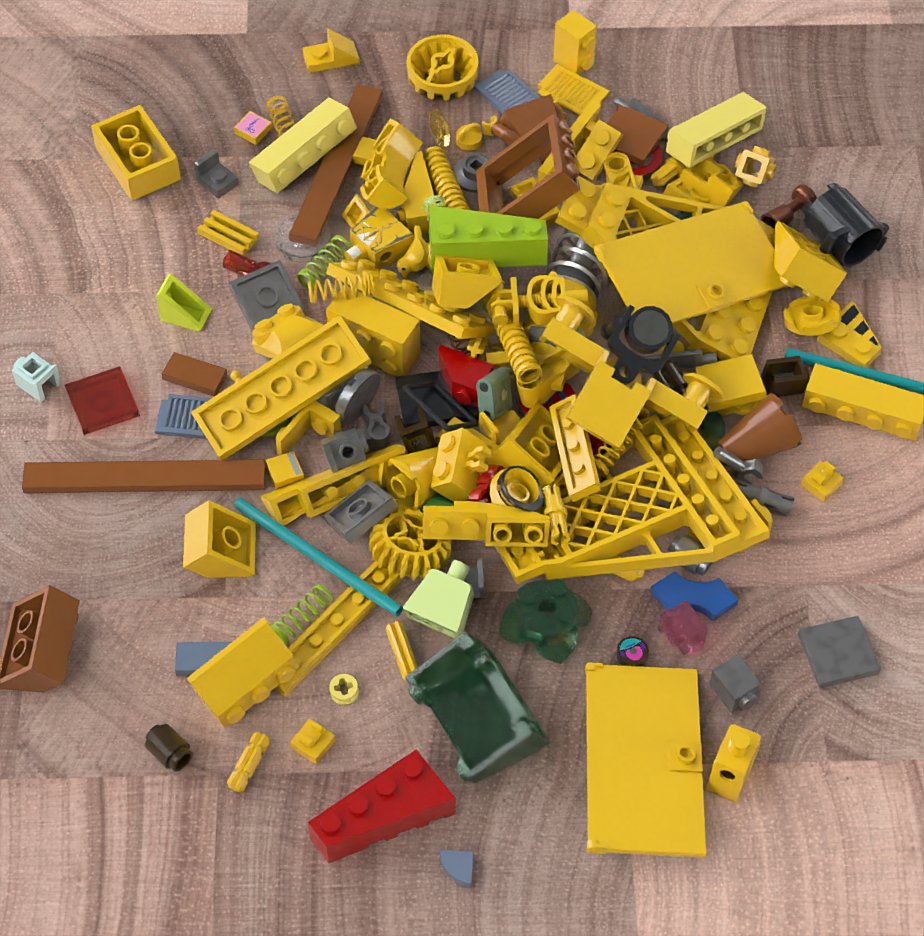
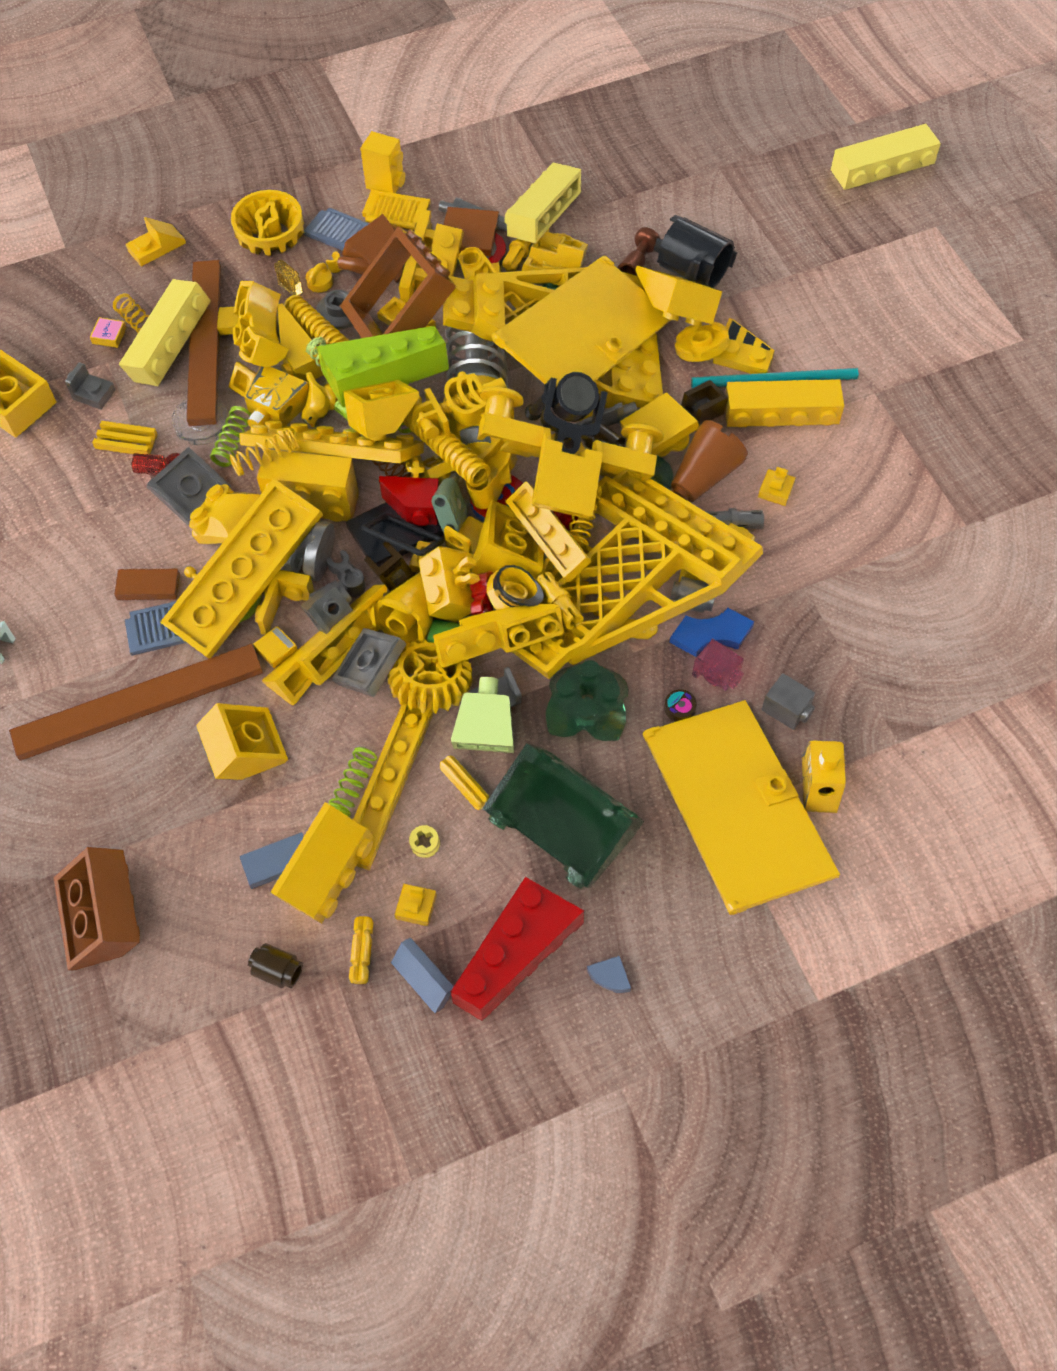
camera: 20 degrees left, 5 degrees up
(102, 400) = (64, 640): clear red tile -> none
(181, 305) = (107, 522): neon yellow slope -> none
(291, 802) = (422, 975): none -> sand blue tile
(318, 557) = (345, 720): teal piece -> none
(743, 469) = (703, 500): flat silver bar -> none
(745, 169) = (581, 225): yellow brick -> none
(839, 652) = (863, 637): flat silver tile -> none

